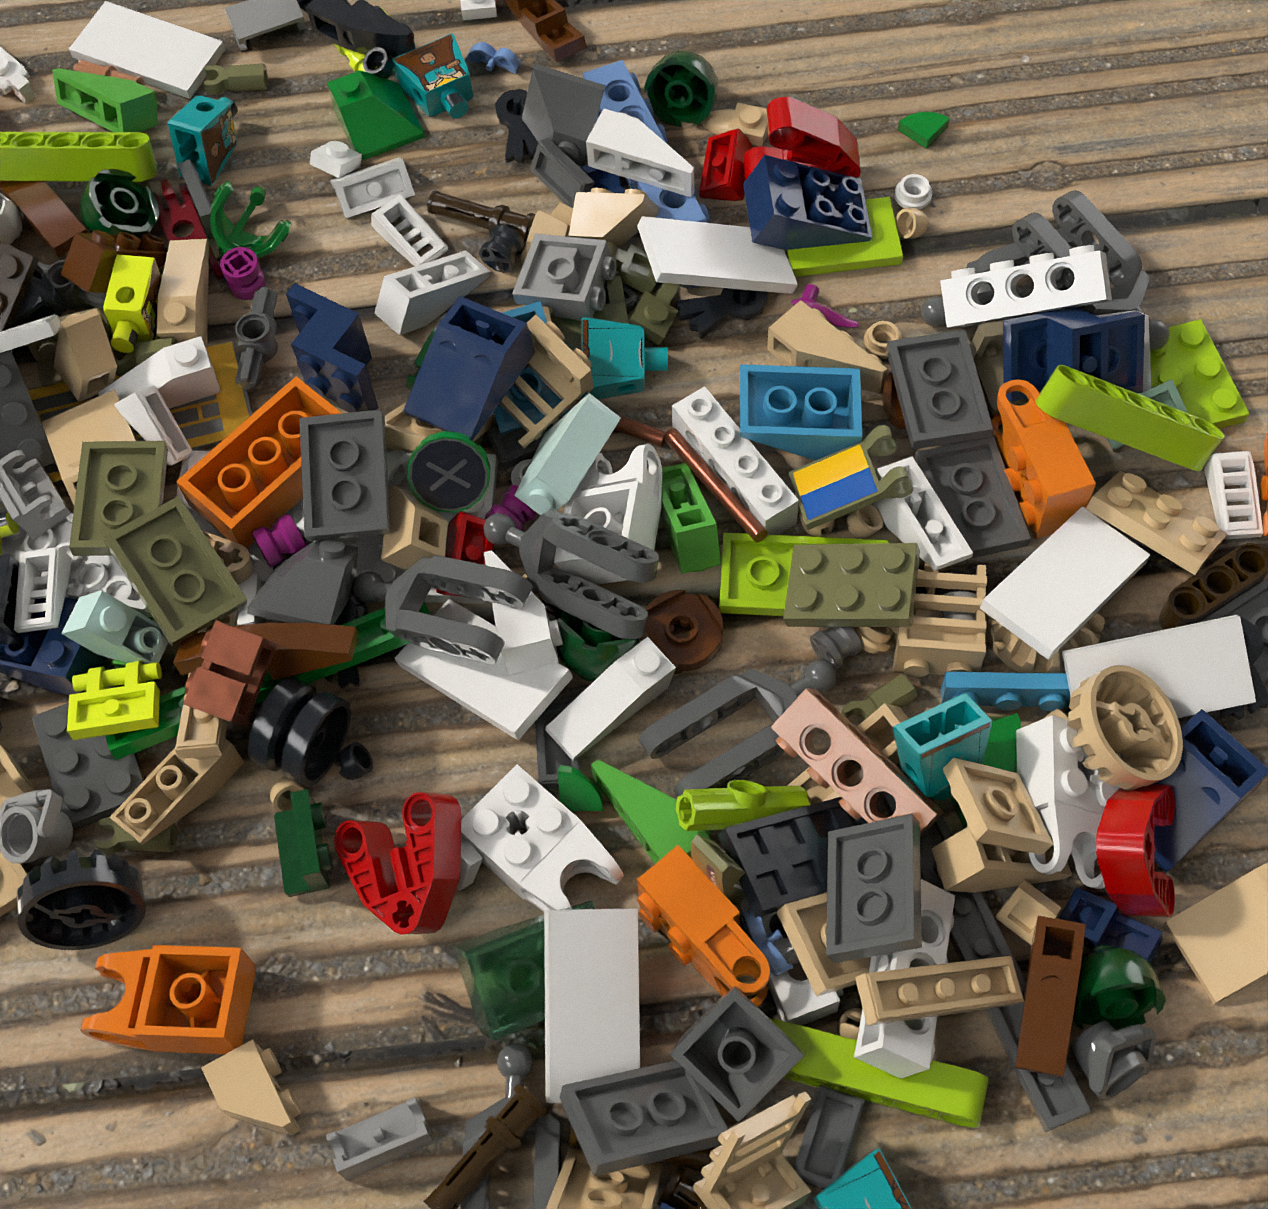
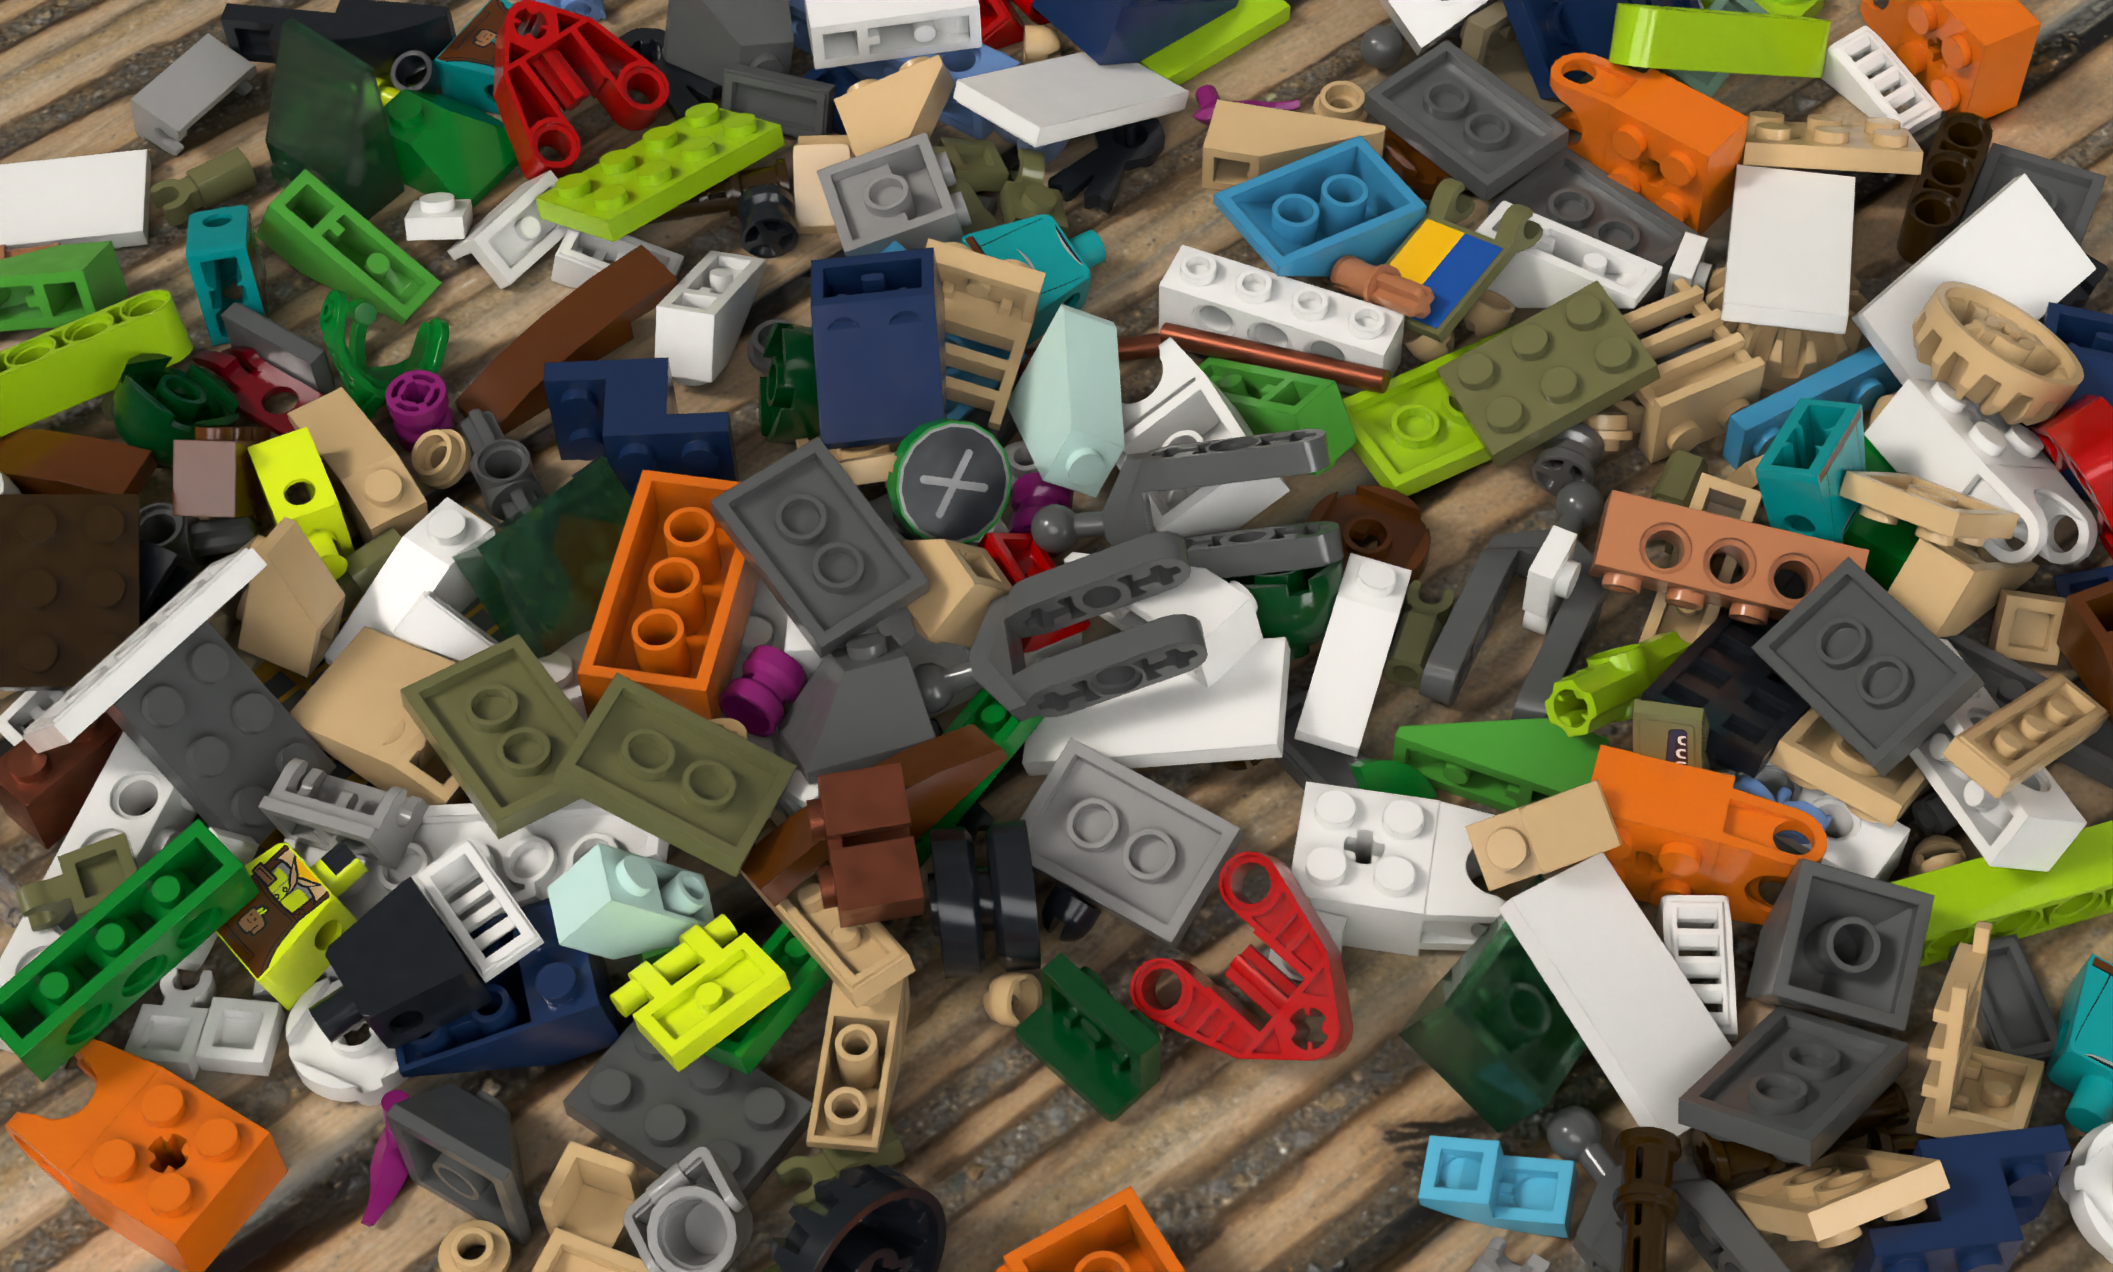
camera: 35 degrees left, 10 degrees down
(225, 396) = (551, 559): none -> clear green slope
(234, 305) = (441, 458): none -> tan plate
(273, 155) = (343, 249): none -> bright green slope
(301, 82) = (330, 122): none -> clear green slope
(347, 268) = (578, 328): none -> reddish brown slope
(405, 738) = (1126, 842): none -> light grey plate
(415, 117) = (555, 62): none -> red connector
(455, 1064) = (1496, 1189): none -> medium azure slope
(462, 189) = (659, 171): none -> lime plate
(606, 882) = (1544, 835): none -> tan slope
(665, 702) = (1416, 636): none -> olive bar
(688, 974) = (1703, 925): none -> white slope
(734, 211) = (1040, 44): none -> tan hinge
(753, 715) = (1550, 580): none -> white plate
(798, 475) = (1381, 286): none -> nougat axle
(1003, 560) = (1690, 264): none -> white plate

